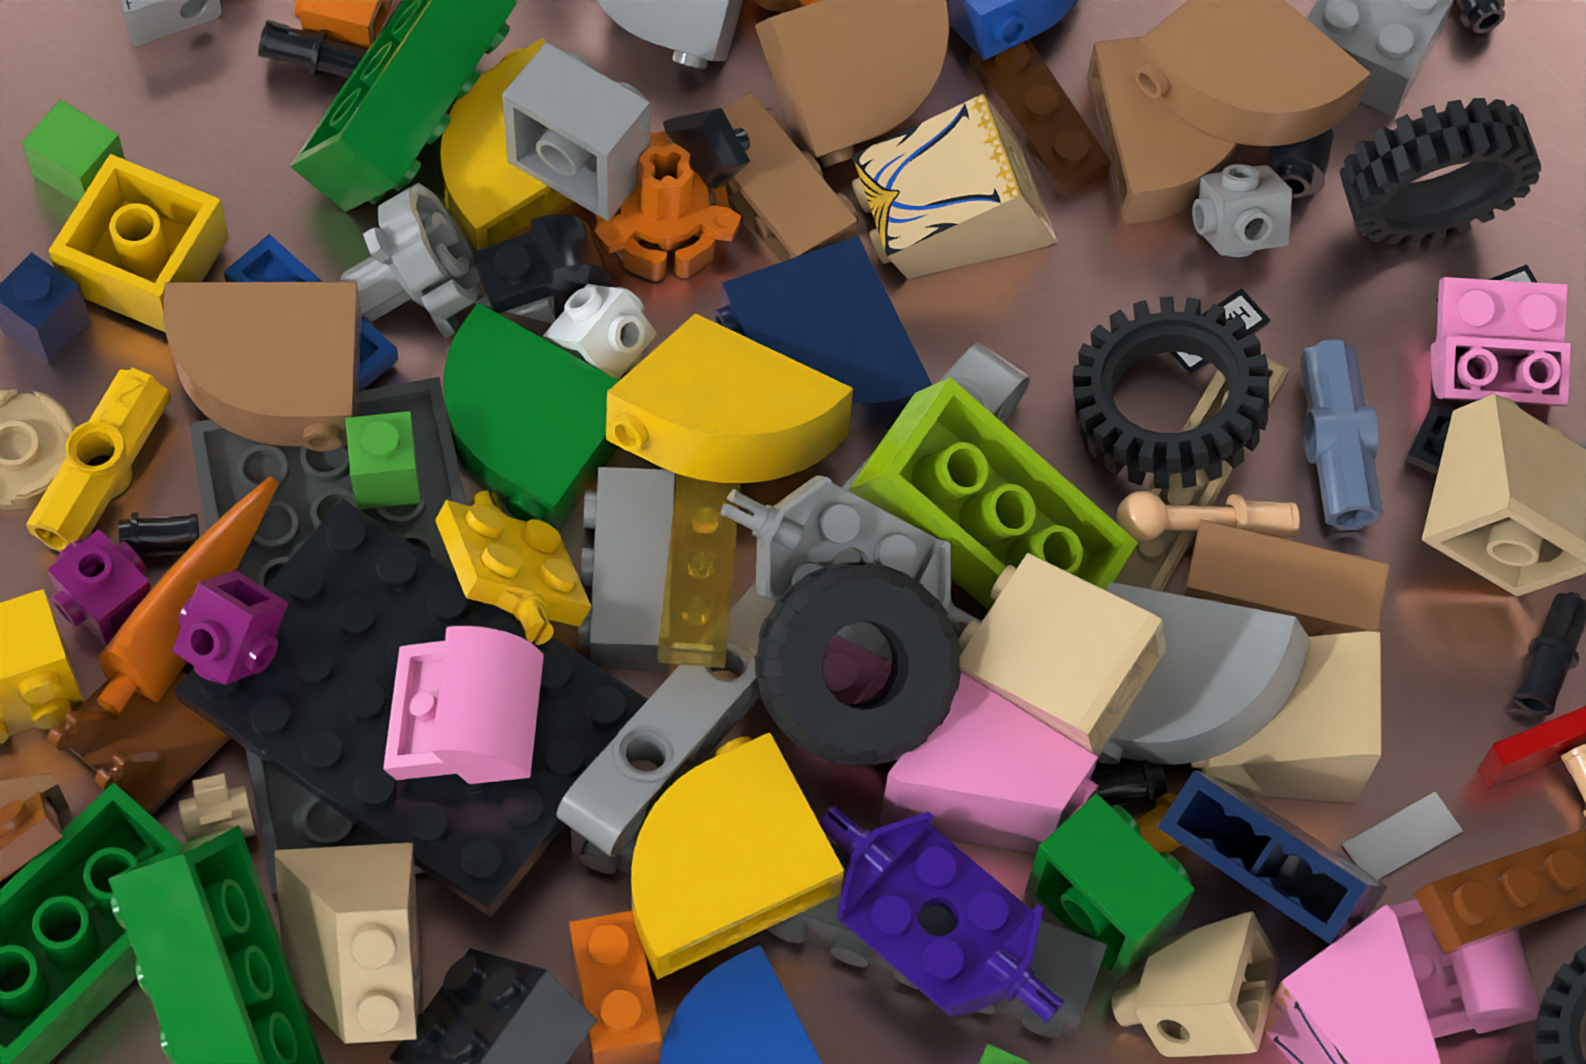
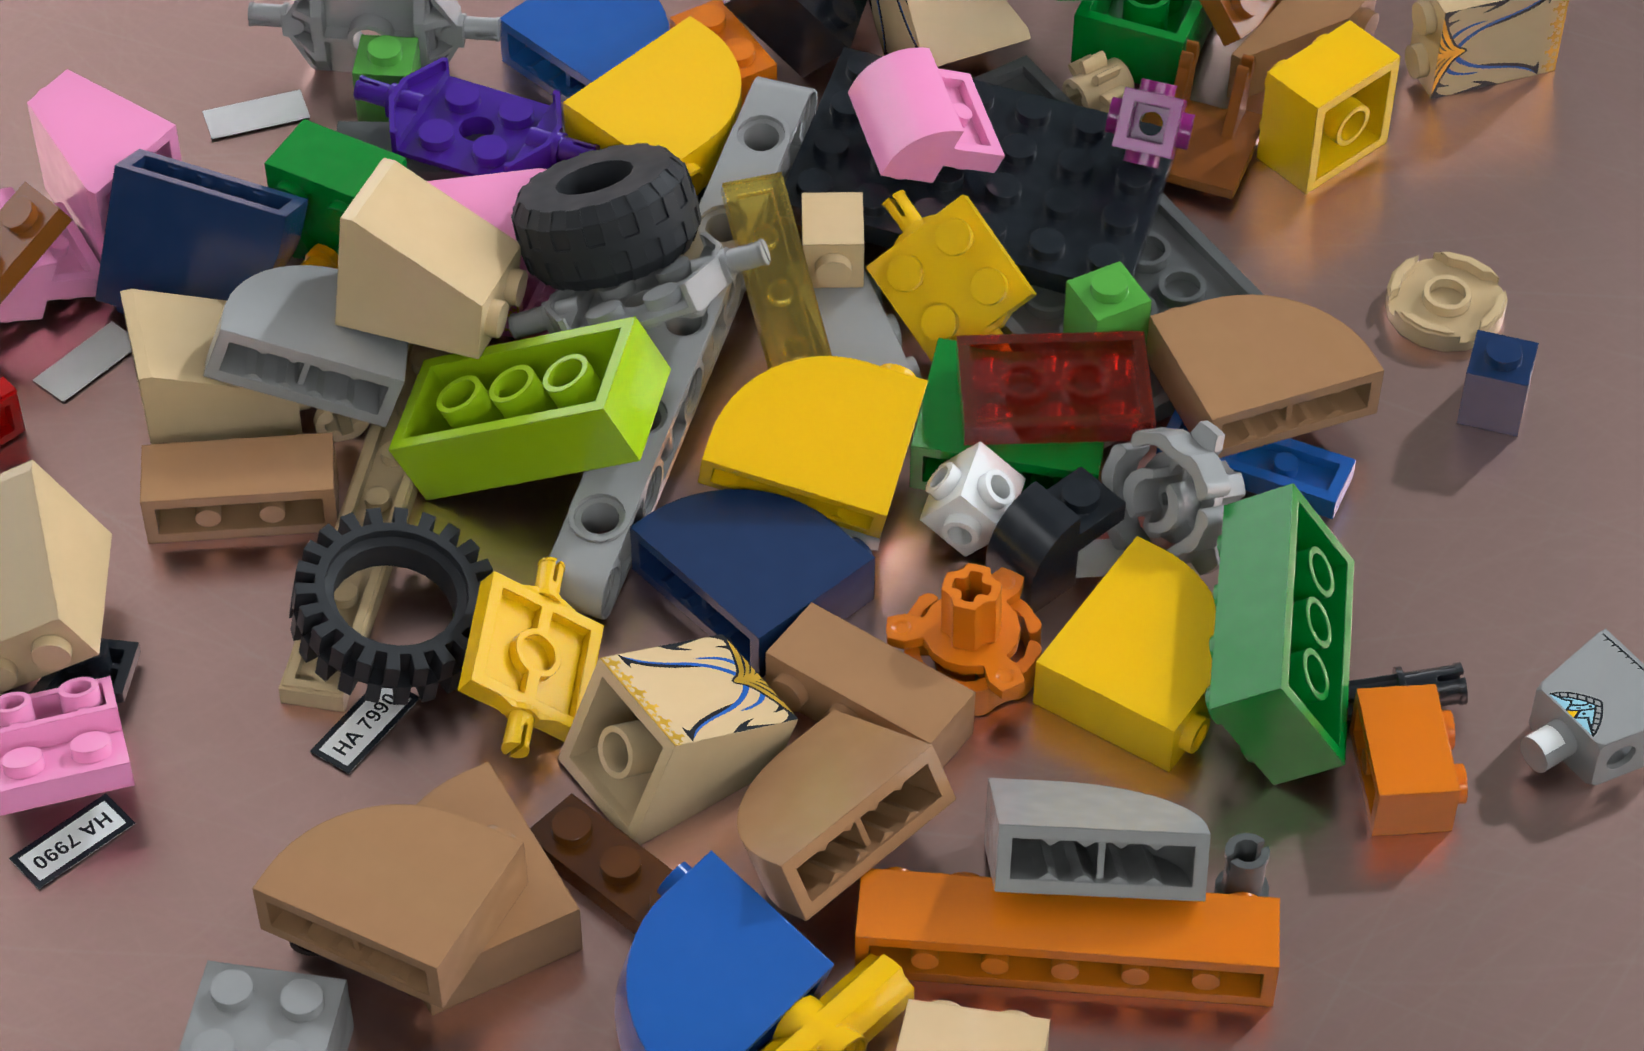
camera: 165 degrees right, 15 degrees down
(69, 149) = (1562, 521): bright green brick -> none
(98, 584) = (1292, 197): magenta brick -> none
(115, 429) = (1364, 280): yellow piece -> none
(136, 236) = (1444, 446): yellow brick -> none
(141, 650) = (1218, 194): orange piece -> none
(159, 534) = (1285, 260): black pin -> none
(480, 379) = (1054, 387): none -> clear red plate
(576, 129) = (1072, 577): light grey brick -> none
(619, 620) = (834, 238): none -> tan brick
(713, 144) = (946, 653): black piece -> none
(1062, 293) = (529, 655): none -> yellow plate
(1146, 516) = (288, 537): light nougat pin -> none
(1204, 990) = (232, 134): tan torso -> none
(1243, 210) = (387, 778): light grey brick -> none
(1341, 435) = (211, 638): sand blue piece -> none
(1485, 135) = (125, 799): black tyre -> none

